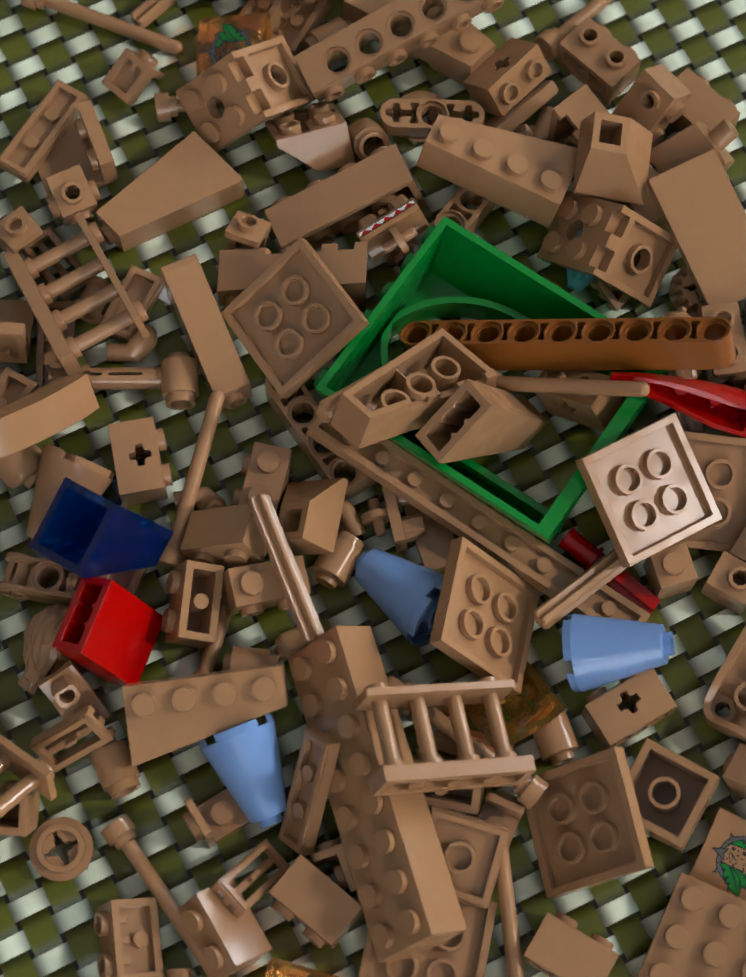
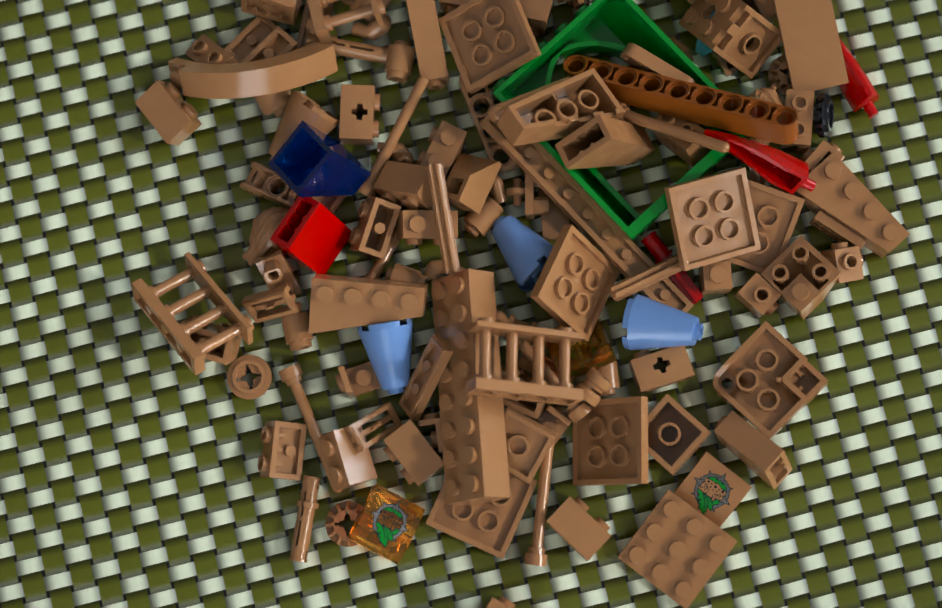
camera: 15 degrees right, 10 degrees up
(499, 305) = (646, 61): none -> medium nougat beam
(551, 745) = (598, 382): none -> medium nougat wheel

